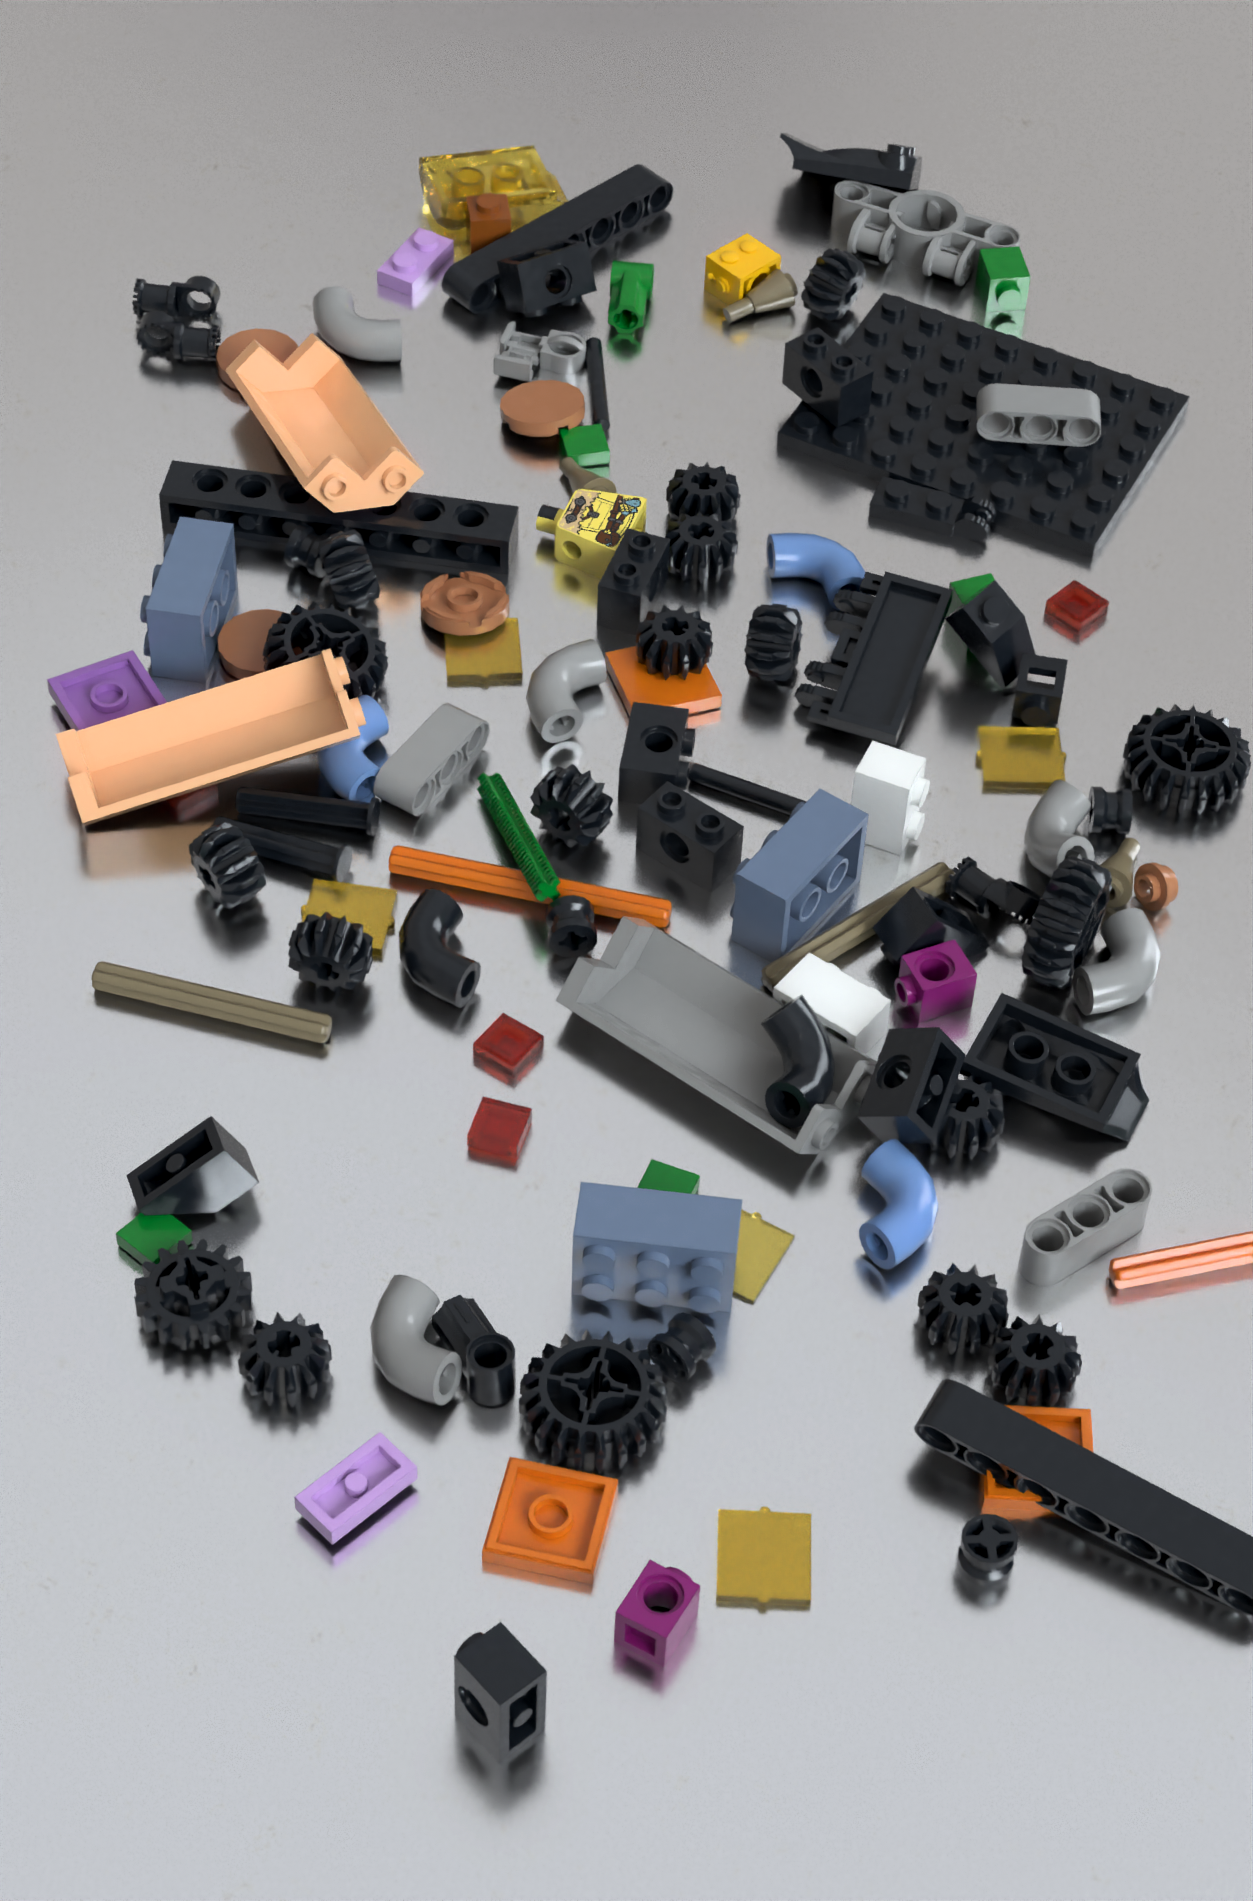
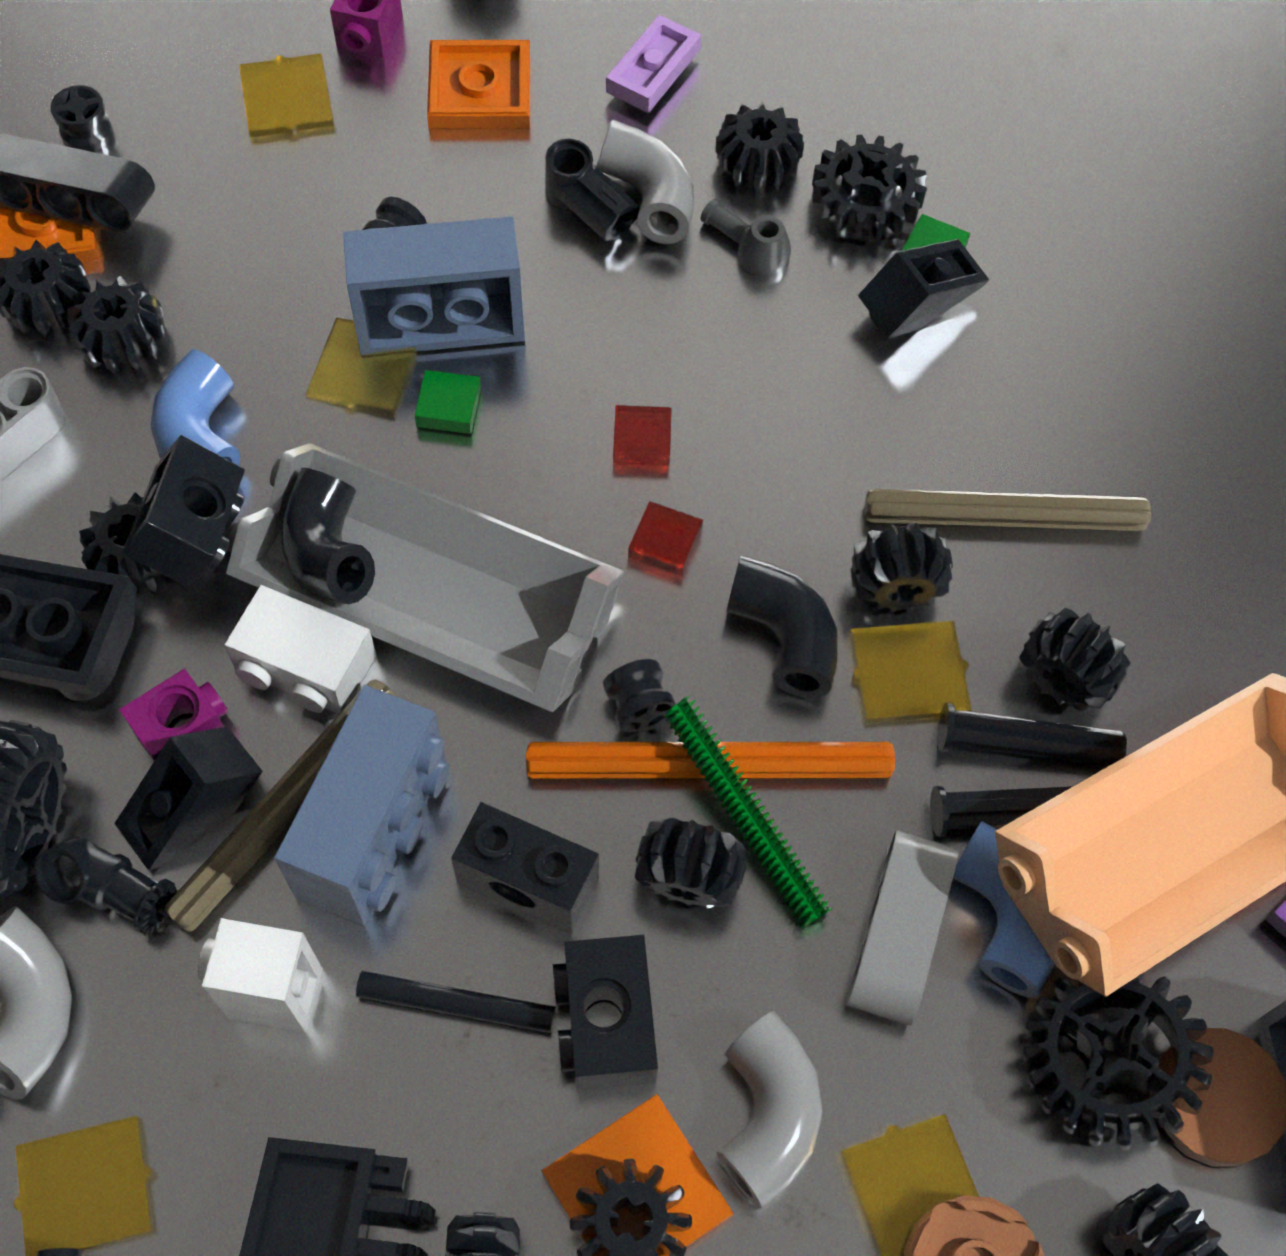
camera: 165 degrees right, 15 degrees up
(323, 1275) = (763, 245): none -> dark grey bar
(622, 1415) = (434, 161): black gear -> none

